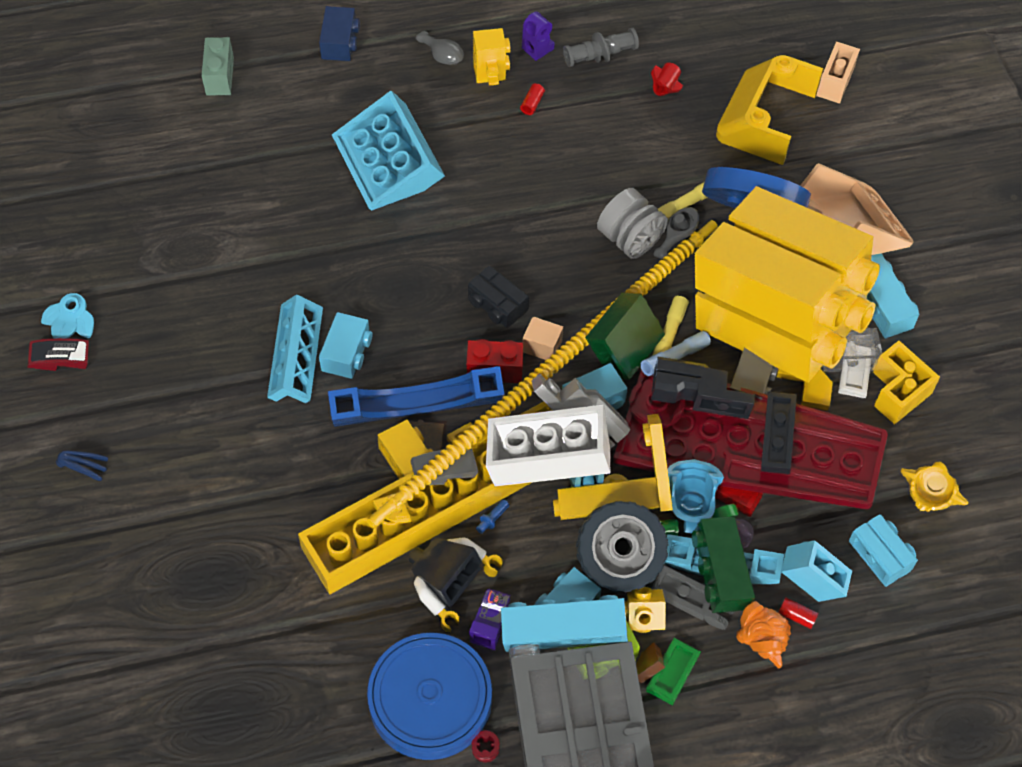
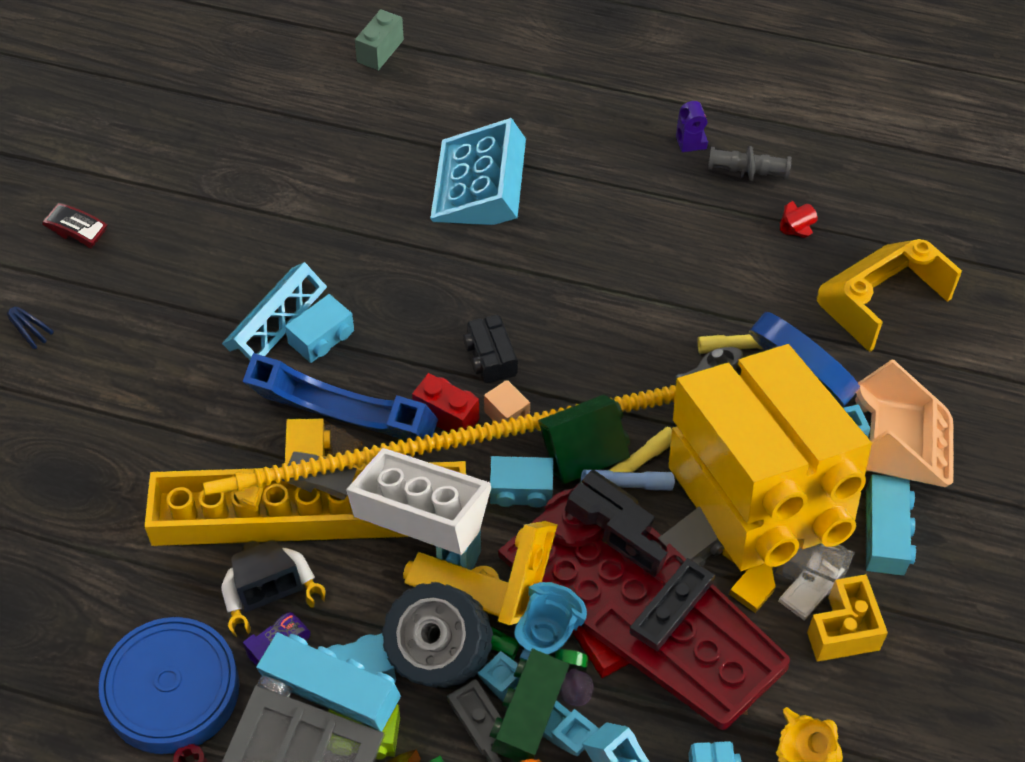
camera: 30 degrees right, 5 degrees down
(67, 322) = (104, 200): medium azure plate -> none
(338, 33) = (507, 54): dark blue brick -> none
(443, 50) = (595, 107): dark grey piece -> none
(487, 521) = (347, 549): blue piece -> none
(490, 56) = (631, 126): yellow brick -> none
(532, 99) = (651, 184): red piece -> none
(576, 396) = (505, 507): light grey plate -> none
(632, 223) = (665, 336): light grey wheel -> none
(645, 609) = (425, 711): yellow brick -> none
(838, 72) = (983, 284): light nougat brick -> none

